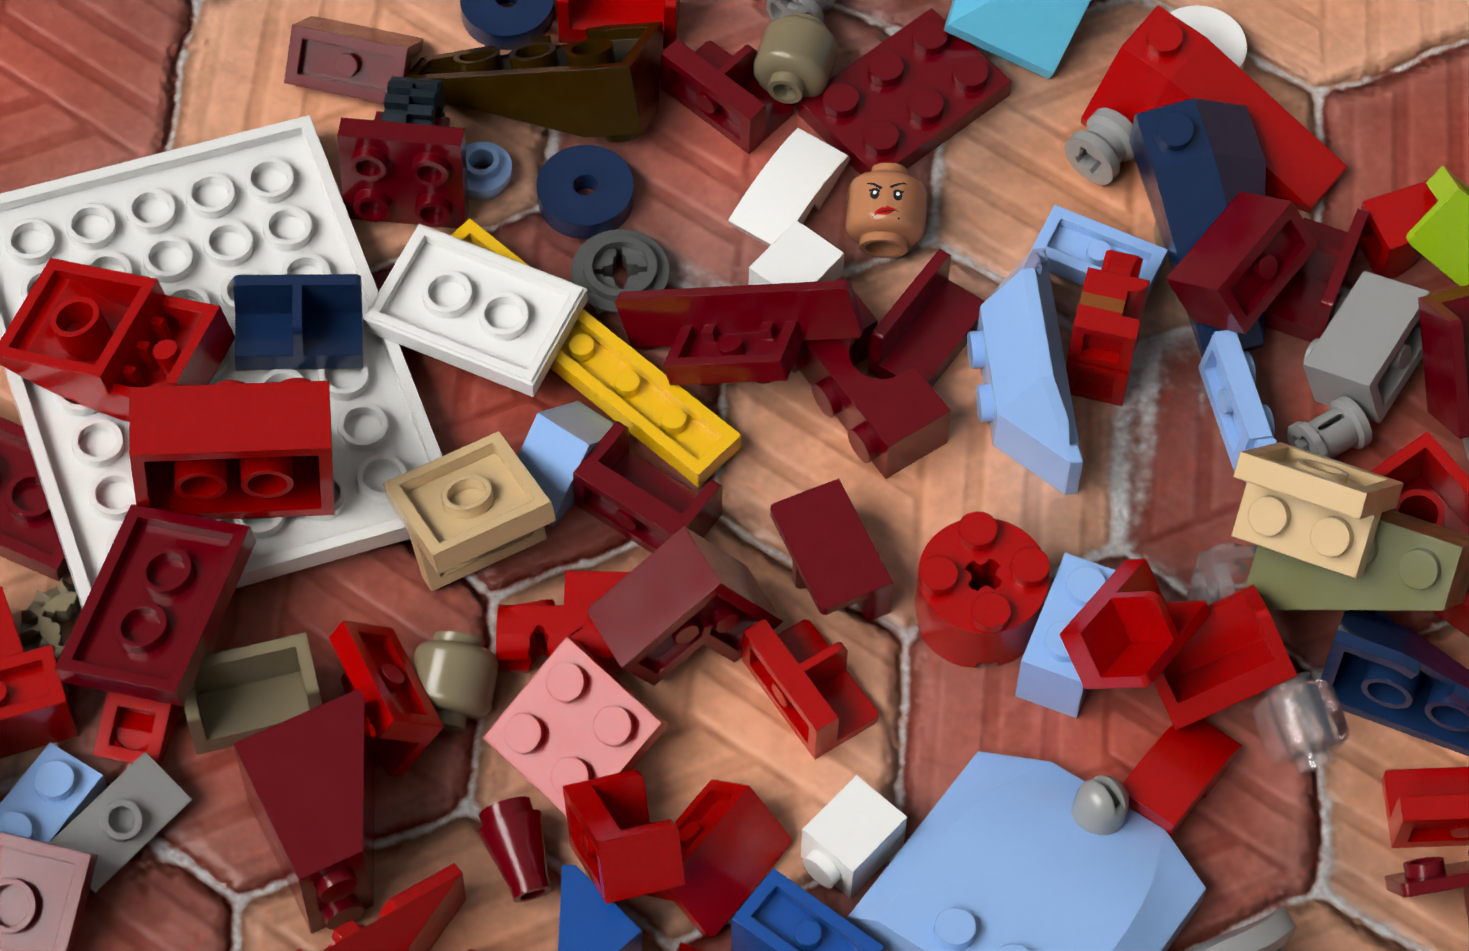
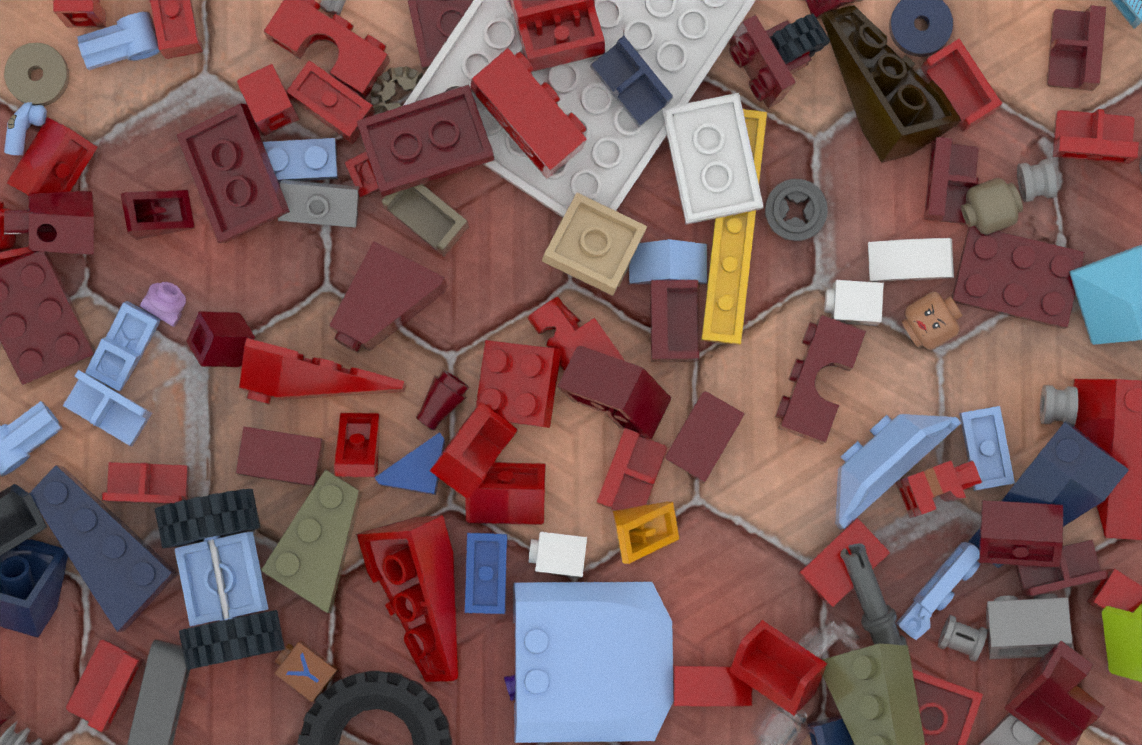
camera: 55 degrees right, 25 degrees up
(395, 700) = (468, 280): red panel -> none
(457, 677) = (503, 303): dark tan head -> none
(491, 181) = (807, 104): light blue plate -> none
(580, 169) = (834, 136): dark blue piece -> none
(738, 330) = (788, 304): dark red bracket -> none
(896, 714) = (645, 529): none -> light orange slope
(925, 325) = (876, 392): dark red panel -> none
(980, 590) = (754, 509): red brick -> none
(1046, 668) = (746, 585): light blue brick -> none
(1101, 805) = (652, 662): light grey hinge -> none
(1129, 630) = (756, 621): red panel -> none
(1130, 500) = (828, 572): none -> red panel
(1180, 478) = (877, 617): none -> dark grey pin
(1311, 506) = (879, 671): tan bracket -> none

